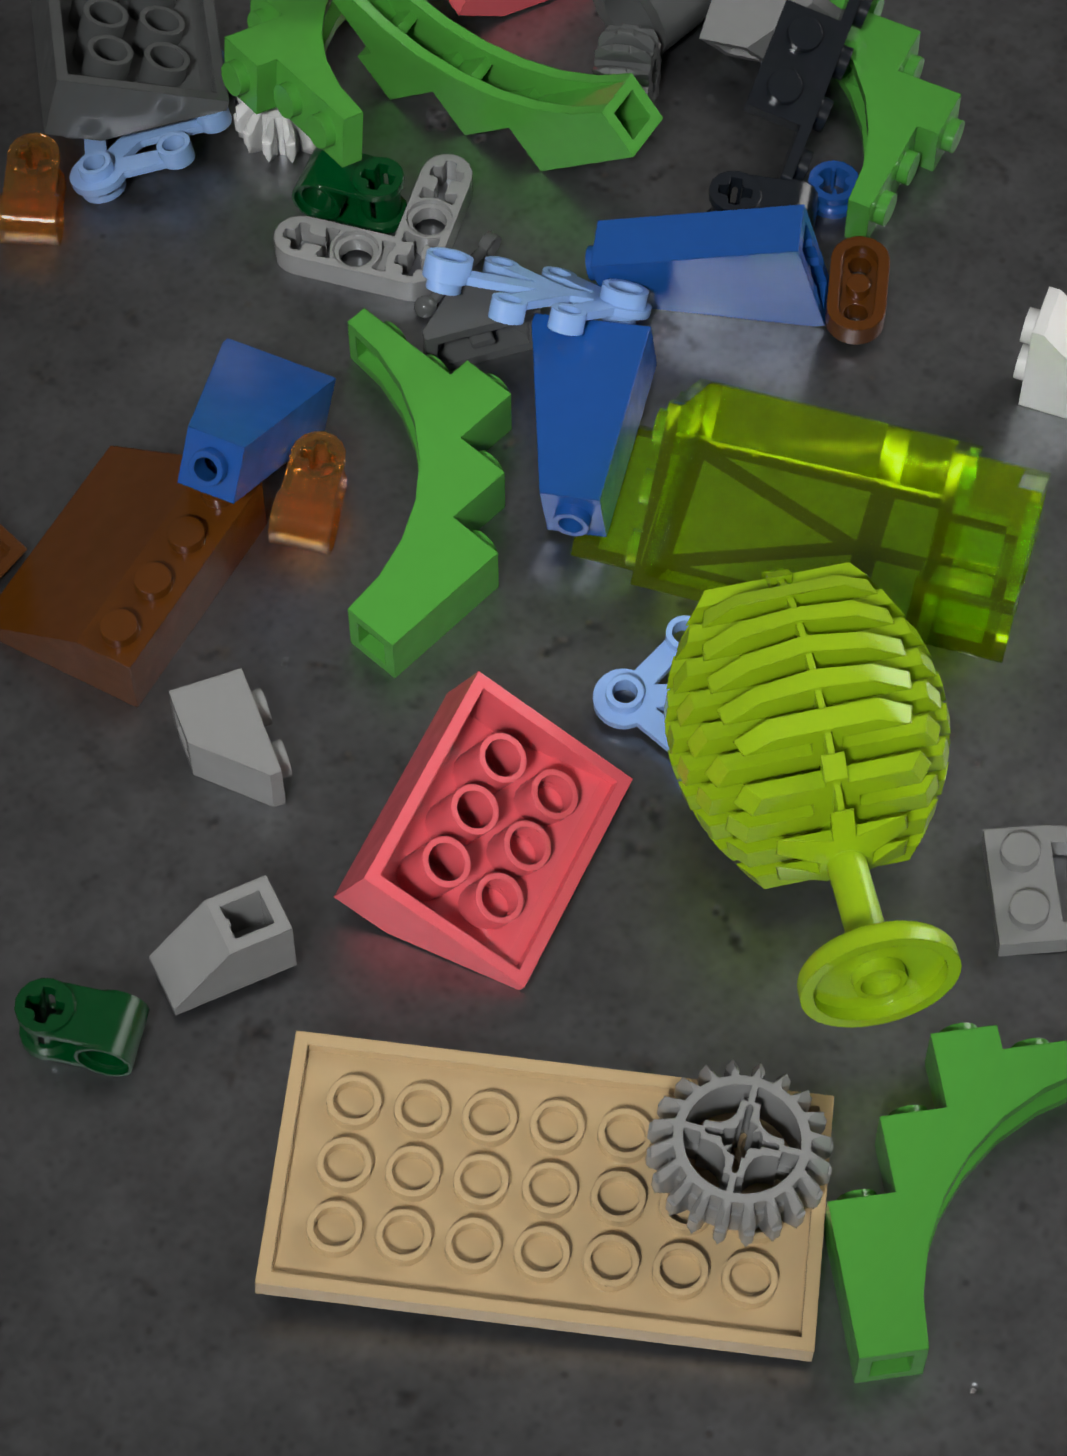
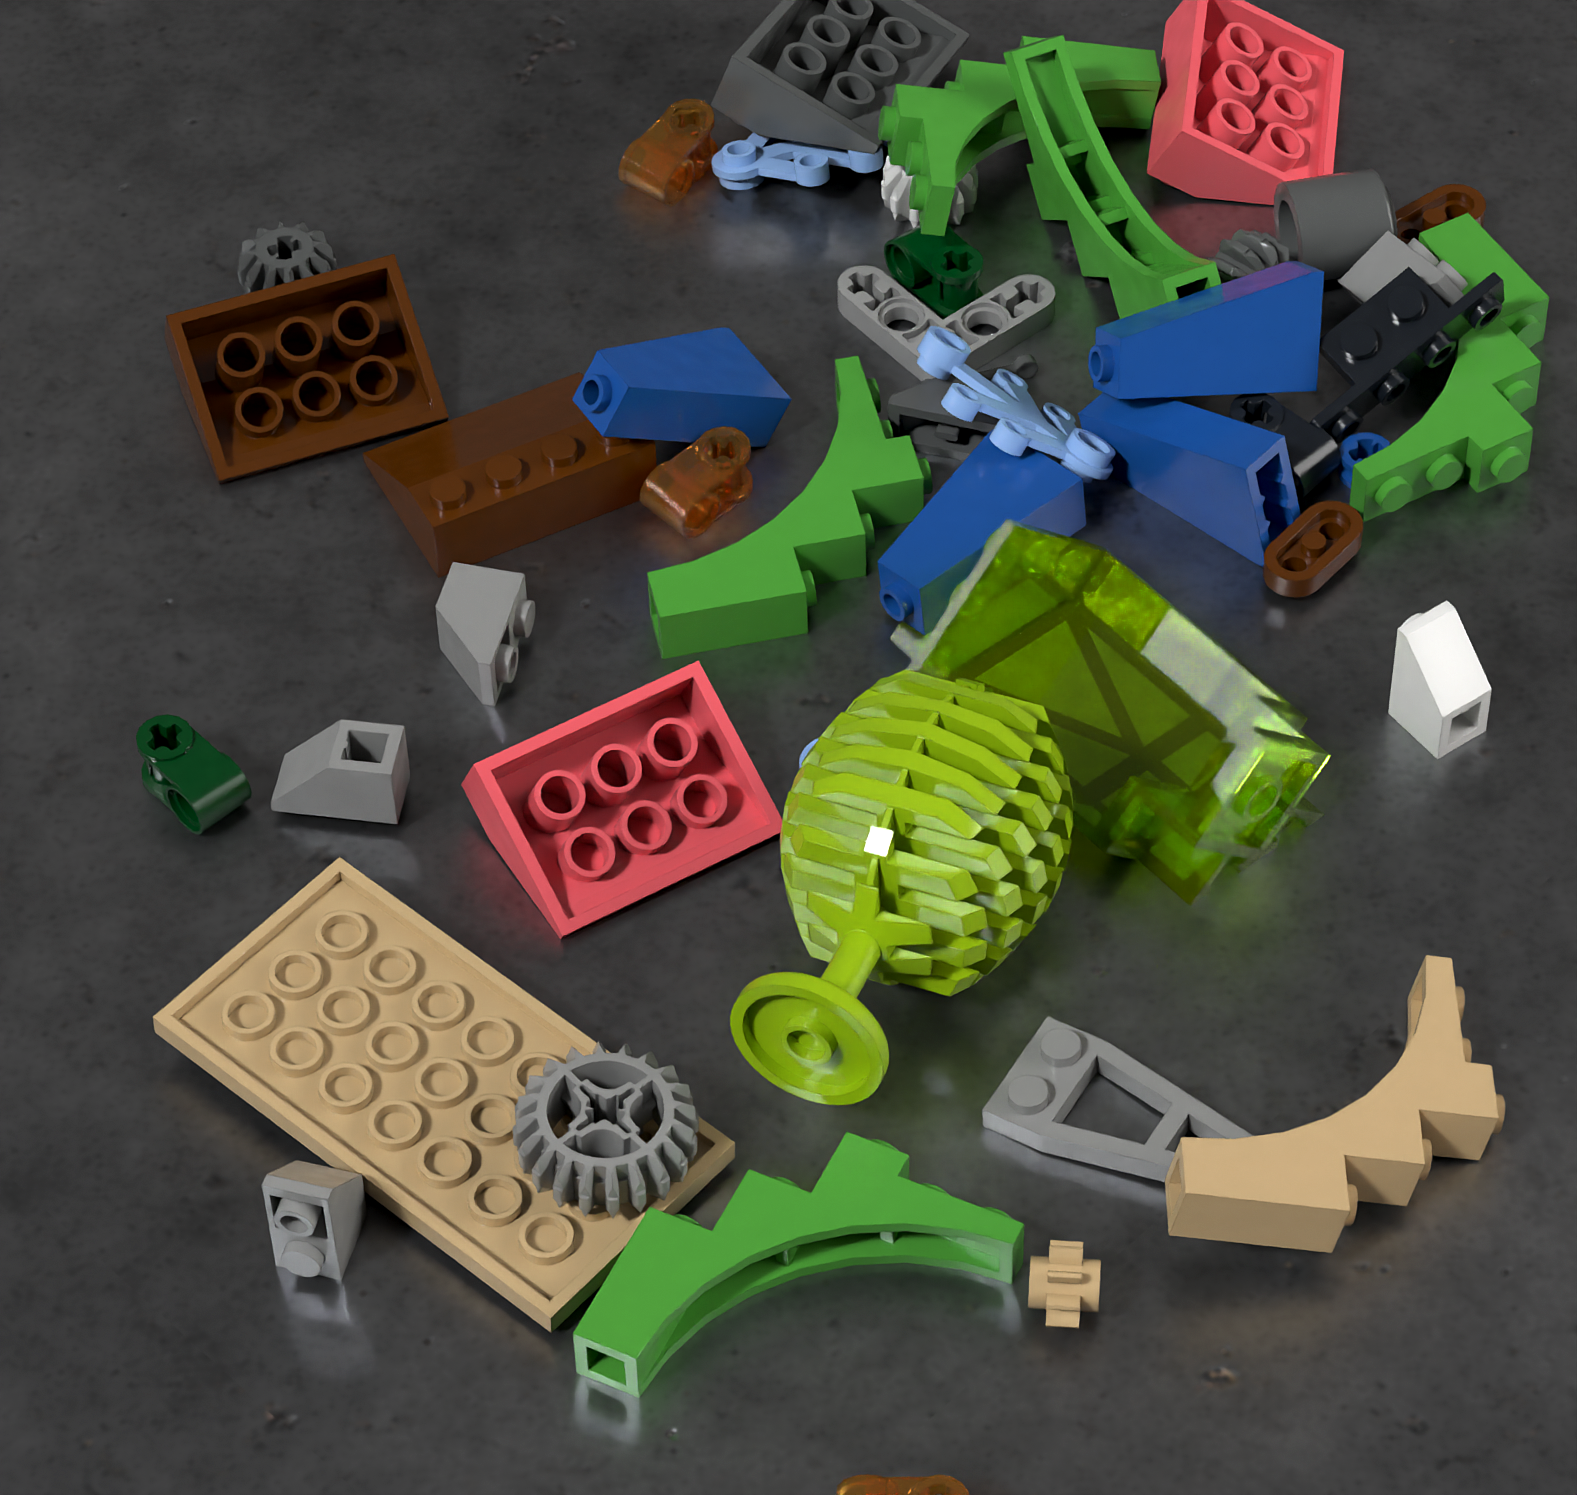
camera: 35 degrees right, 10 degrees down
(545, 1383) = (314, 1217): none -> light grey slope
(673, 143) = (1219, 341): none -> blue slope

